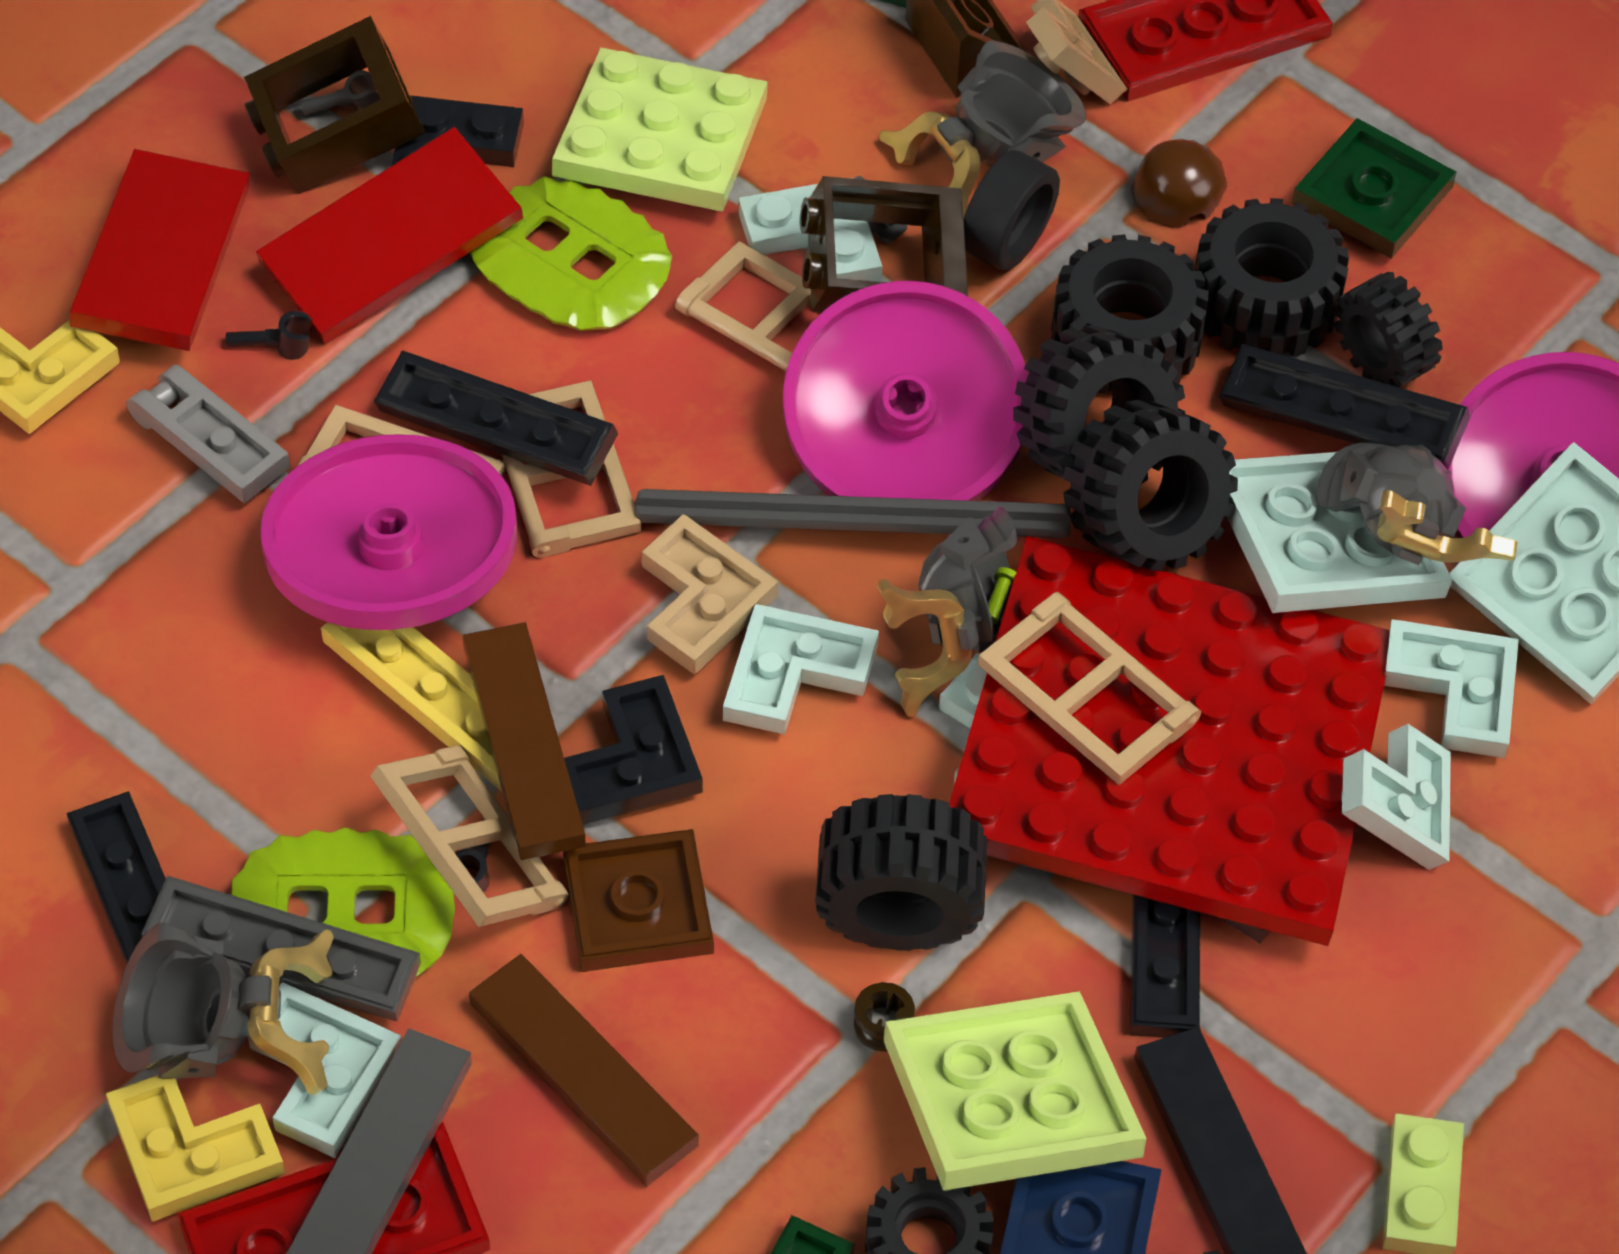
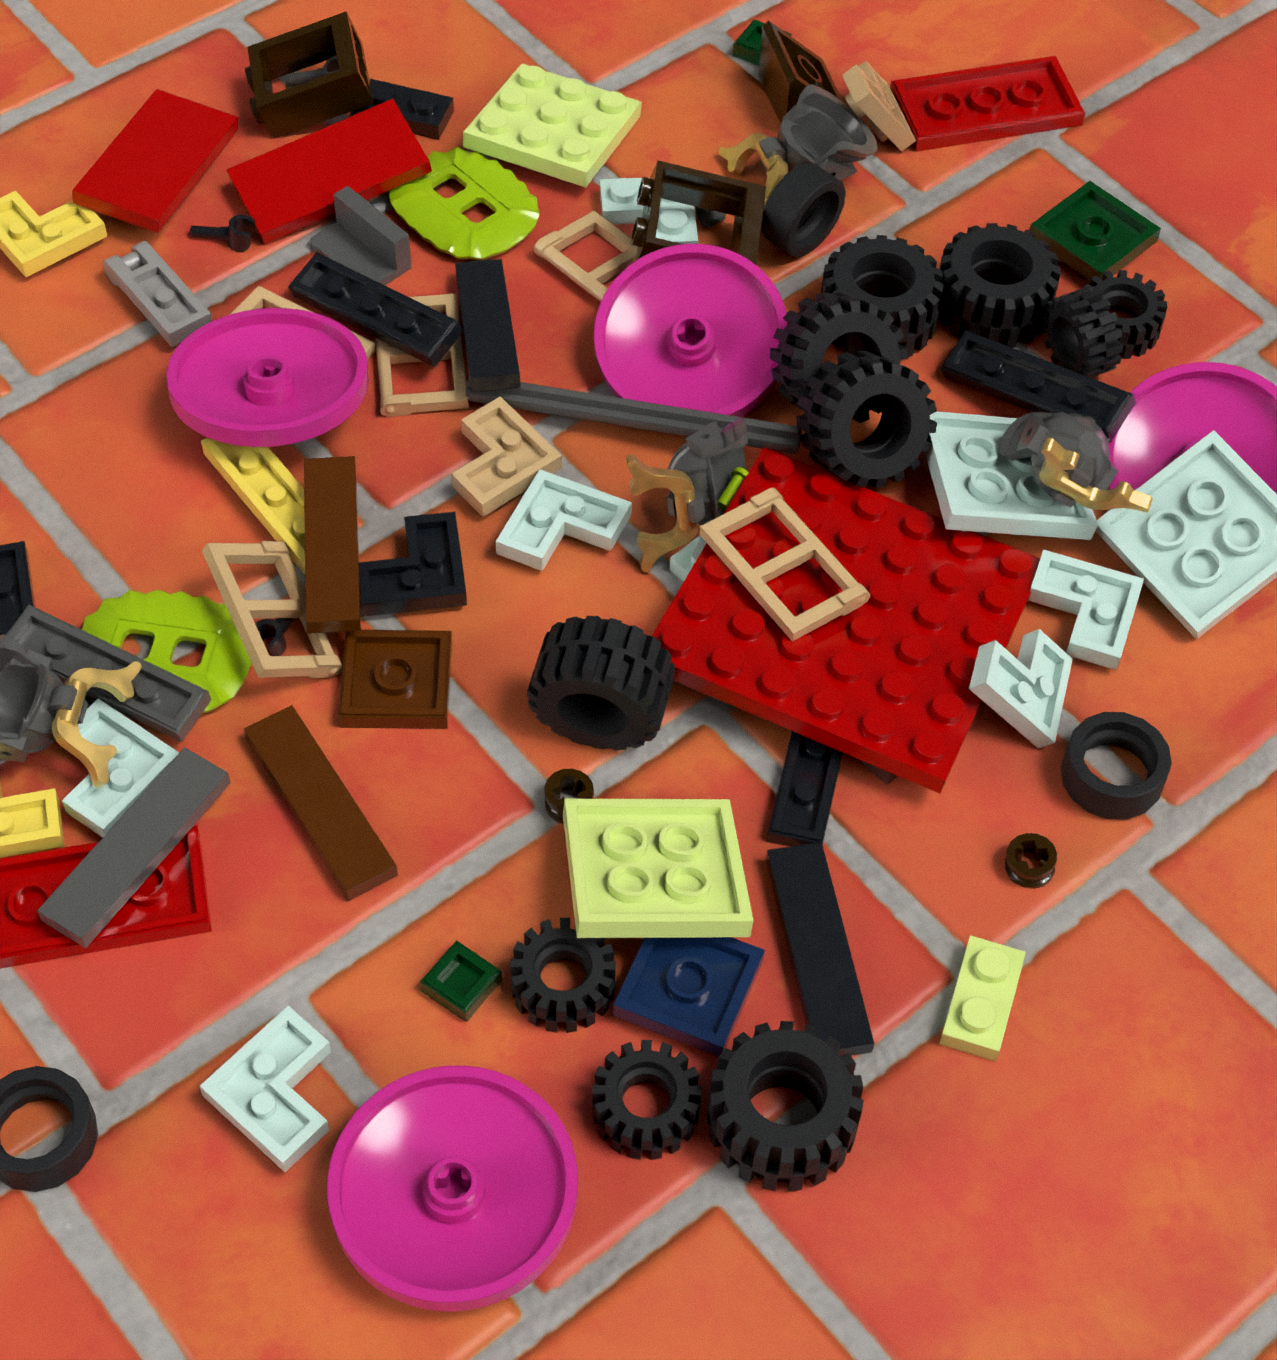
camera: 10 degrees right, 0 degrees up
(456, 323) = (364, 239): none -> dark grey panel
(644, 419) = (487, 326): none -> black tile
(1178, 182) = (941, 209): reddish brown hair -> none
(1446, 273) = (1140, 302): none -> black tyre
(1458, 996) = (1042, 851): none -> dark brown bush
(1535, 837) = (1127, 733): none -> black tyre

